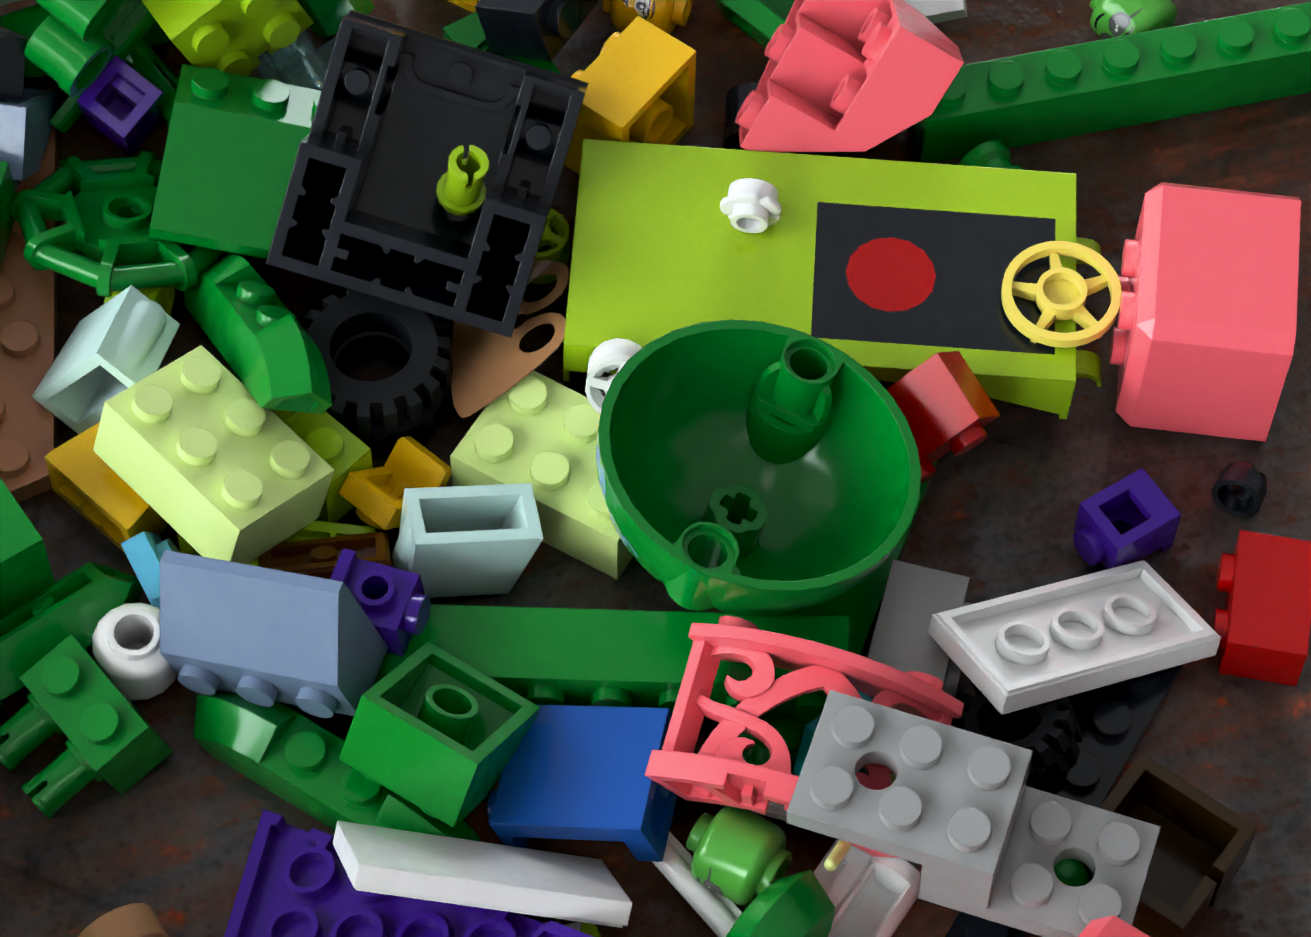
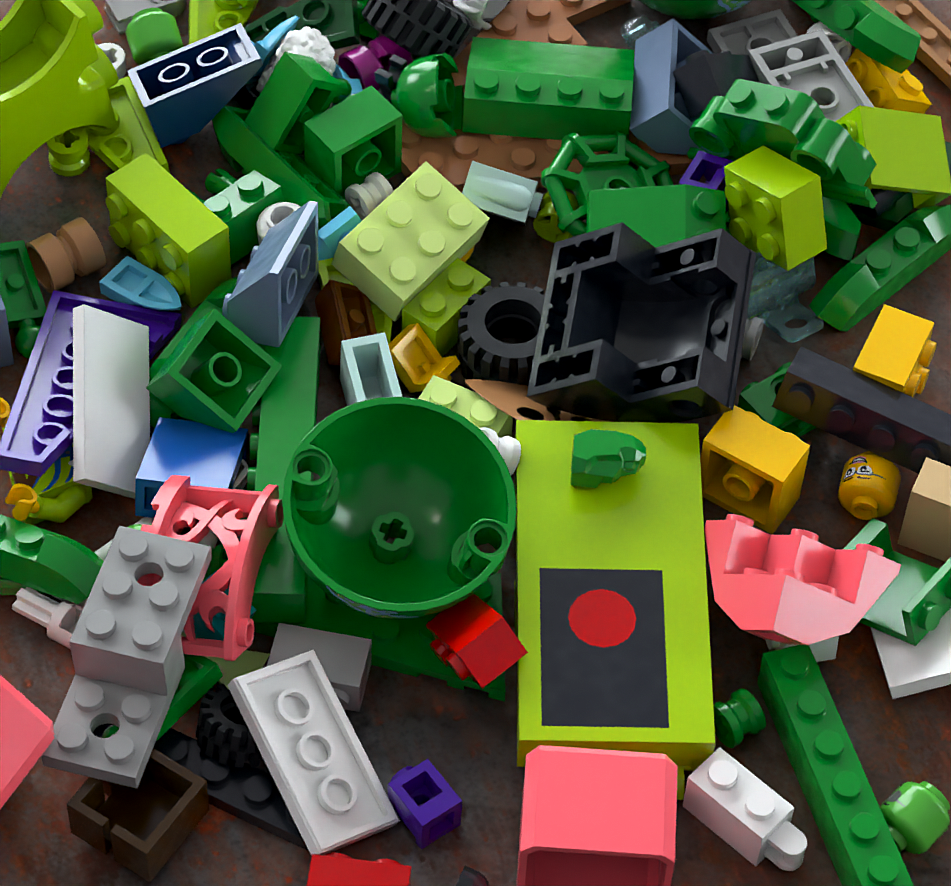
camera: 85 degrees right, 5 degrees down
(70, 538) = (368, 195): none -> white wheel
(121, 806) = (168, 229): none -> lime brick
(209, 863) = (139, 286): none -> medium azure plate
(259, 337) = (495, 258): green brick -> none
(399, 598) = (306, 331): dark purple brick -> none
(462, 186) = (637, 341): lime pin -> none
(661, 239) = (604, 457): none -> green rock
(751, 205) = (641, 518): white plate -> none
(1061, 294) = (591, 721): light yellow wheel -> none
(1116, 180) = (744, 812): none -> white brick

